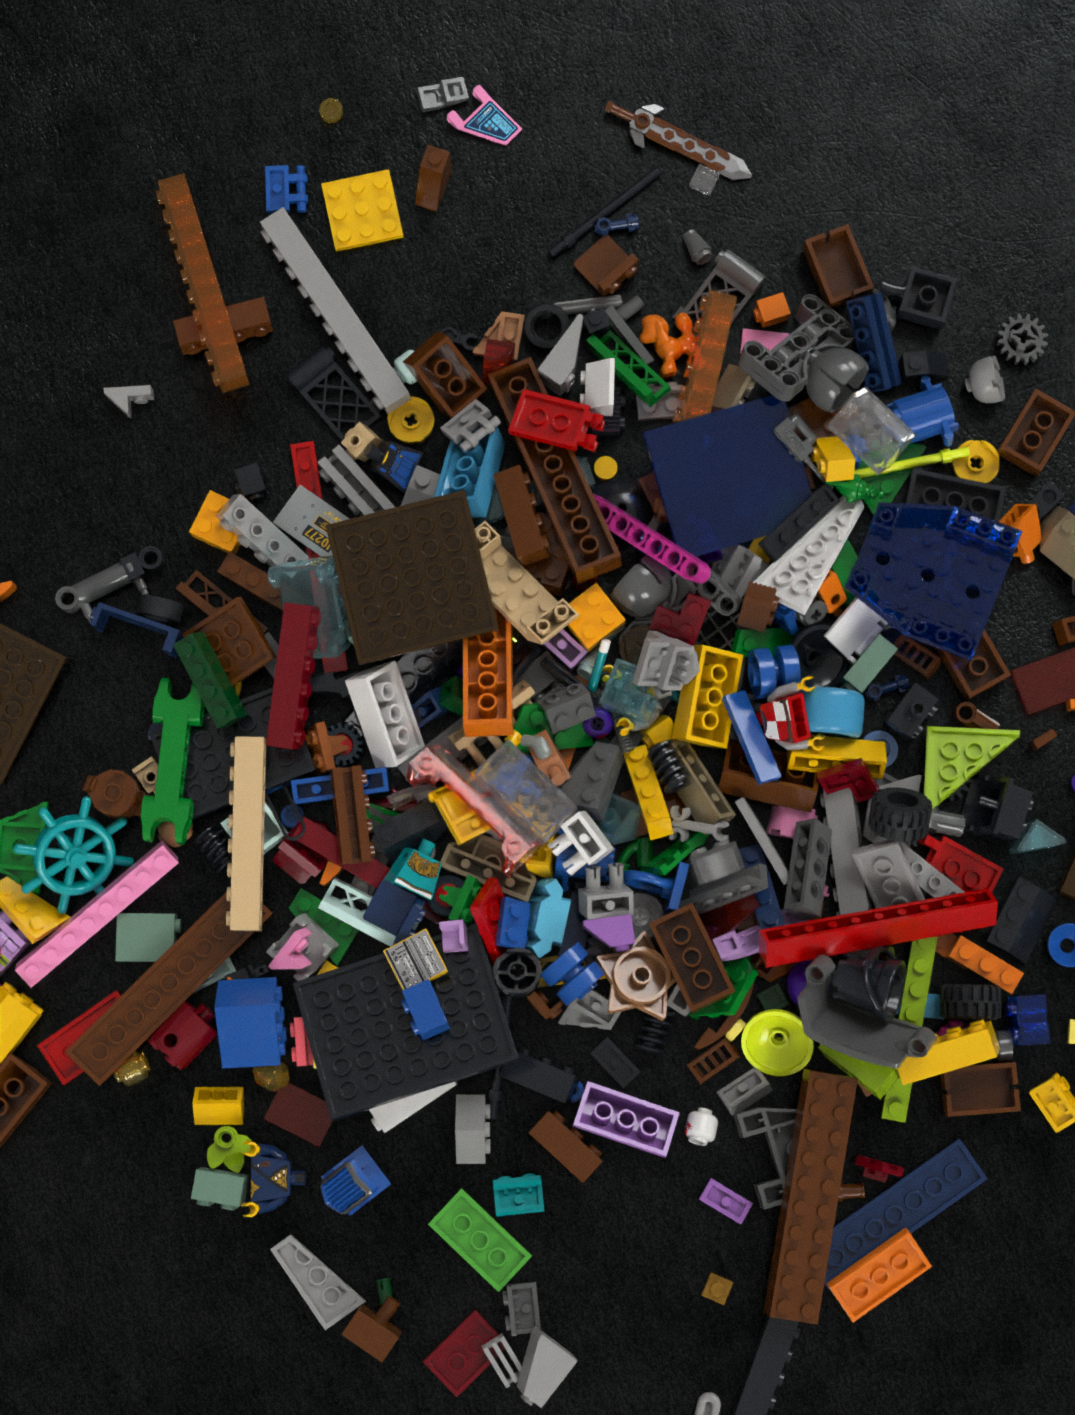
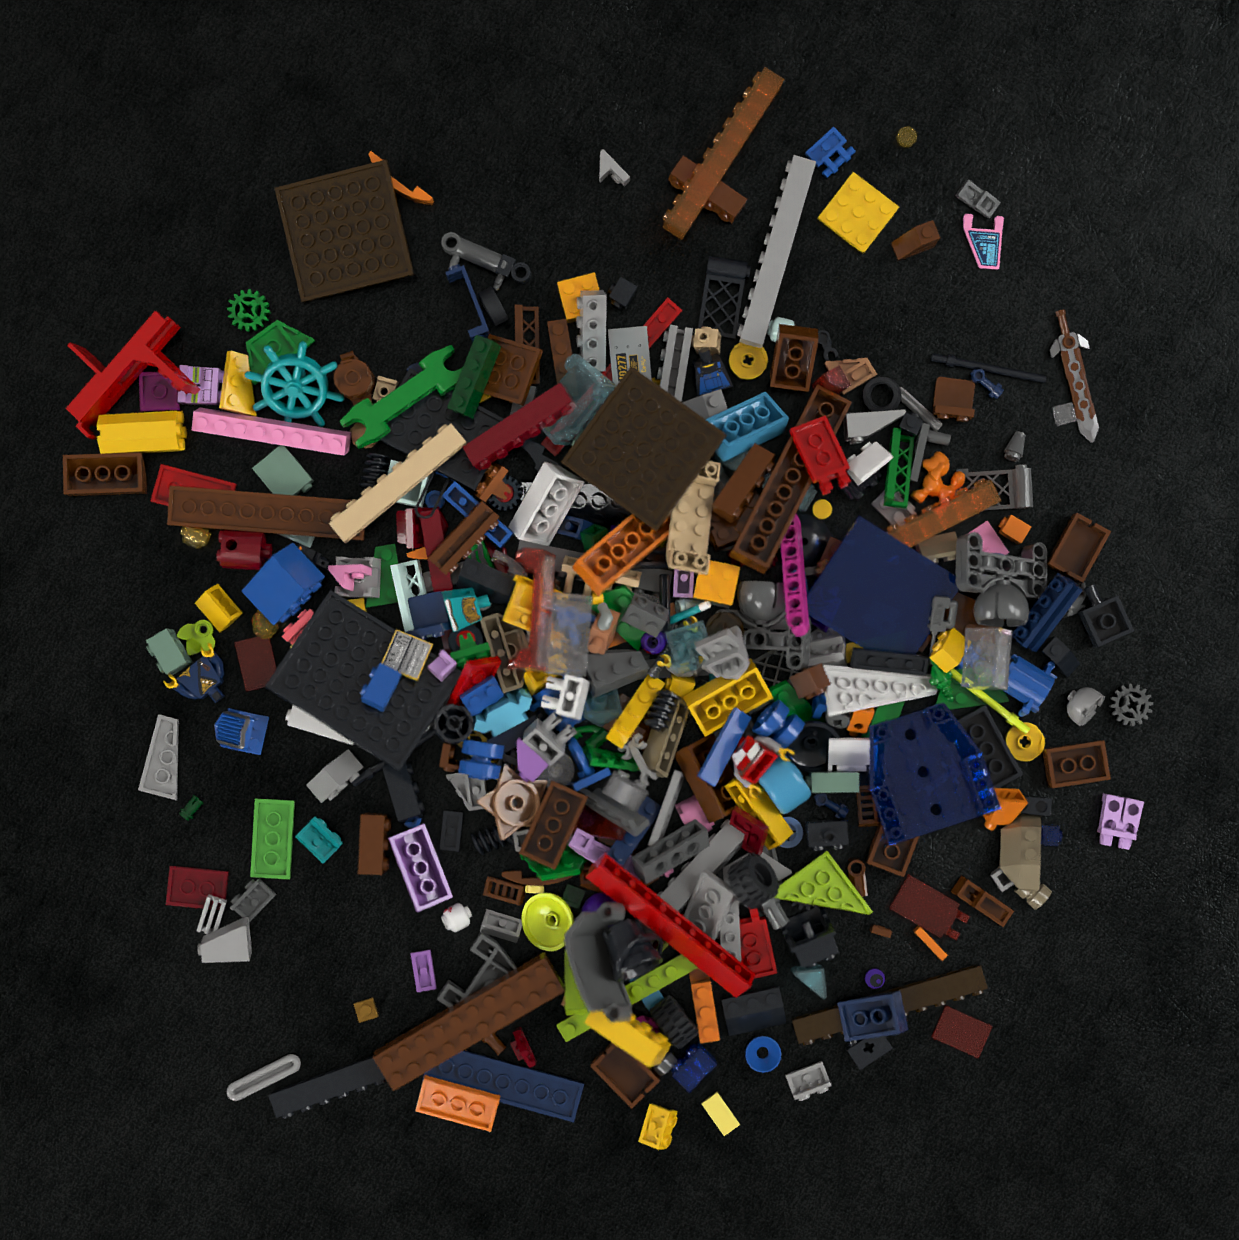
camera: 45 degrees right, 5 degrees up
(373, 1330) = (162, 821): reddish brown brick -> none
(466, 422) = (776, 397): light grey plate -> none
(682, 625) = (758, 644): dark red plate -> none

